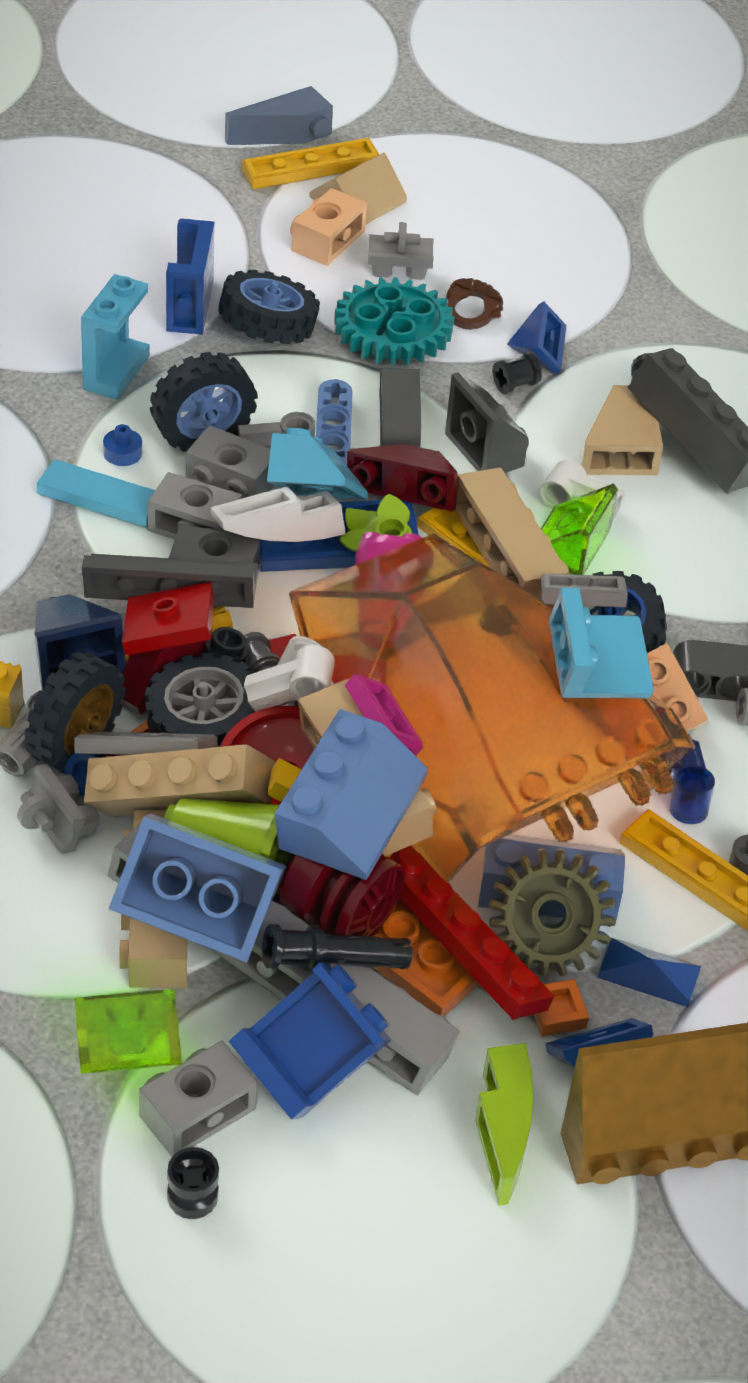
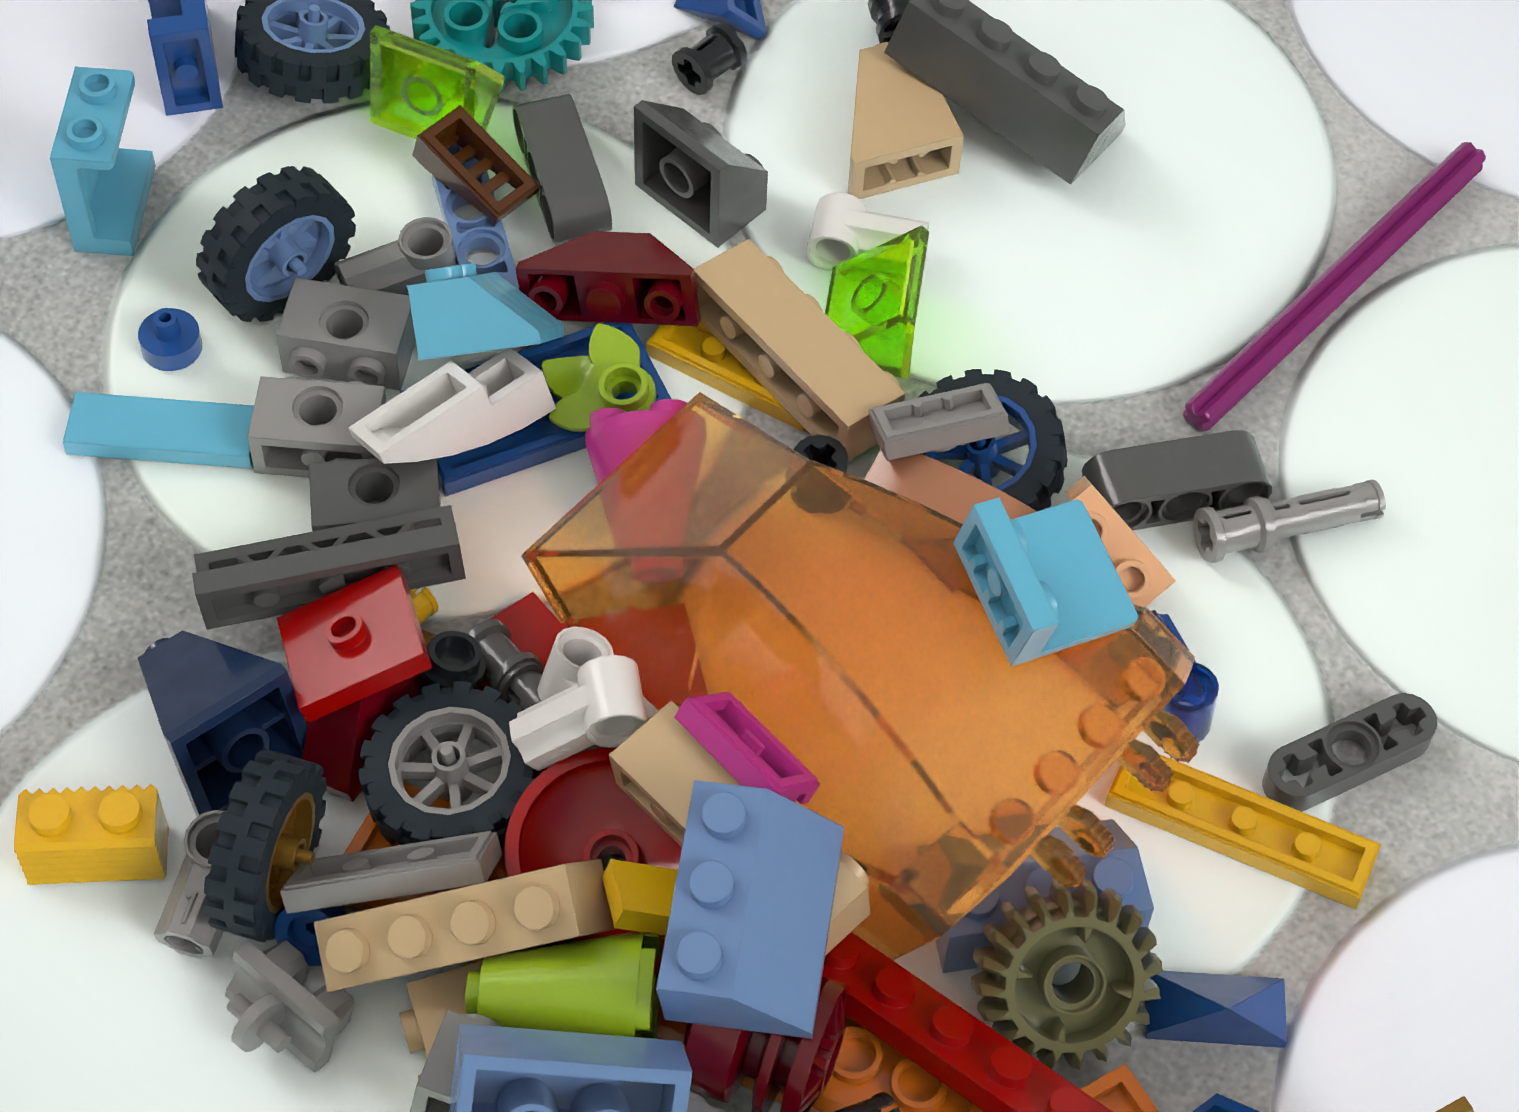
camera: 15 degrees left, 10 degrees up
(332, 346) = (422, 83): none -> clear neon green slope
(341, 370) = (462, 129): none -> reddish brown slope

